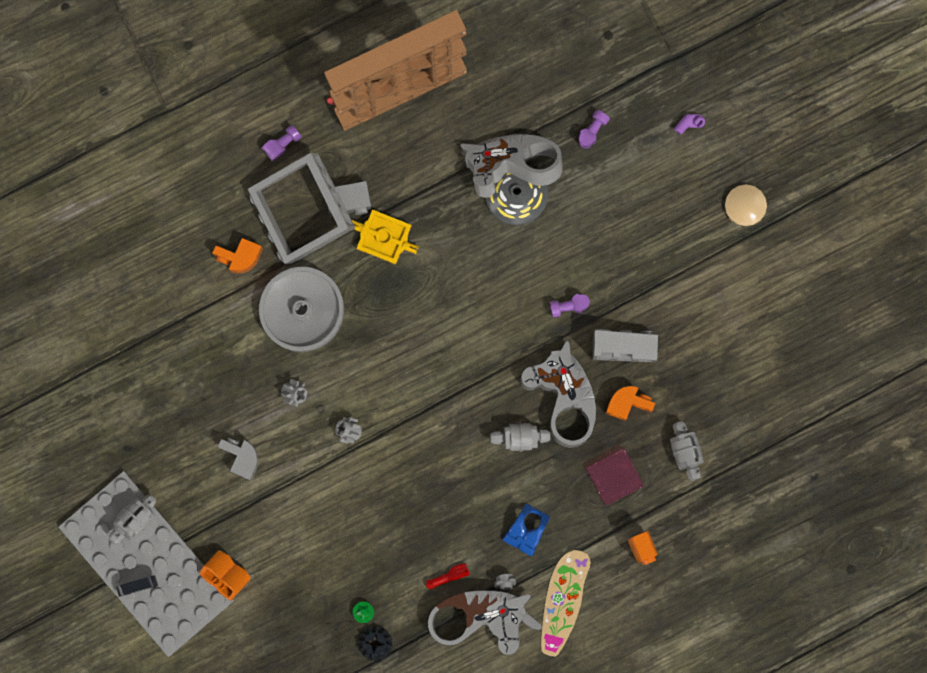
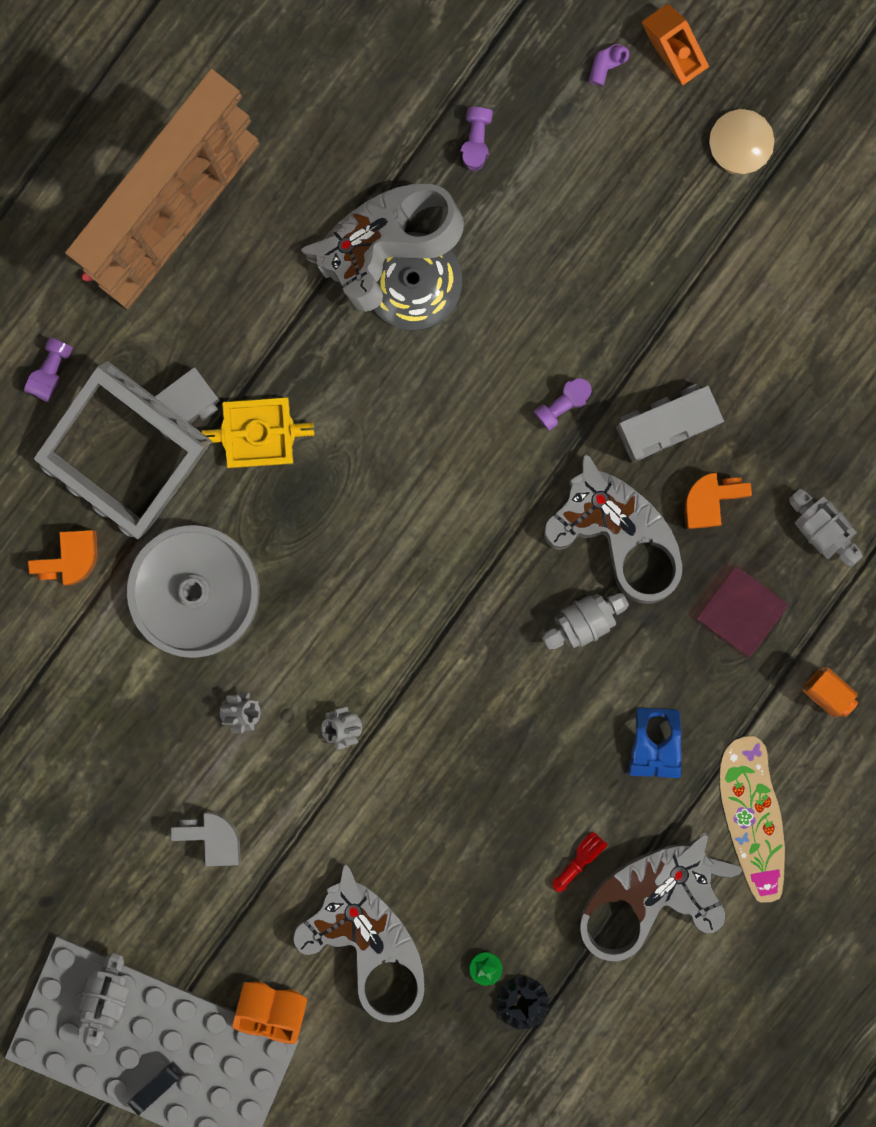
camera: 25 degrees left, 5 degrees up
(305, 547) = (363, 920): none -> light grey animal
(505, 582) = (661, 832): light grey plate -> none
(734, 130) = (675, 43): none -> orange slope

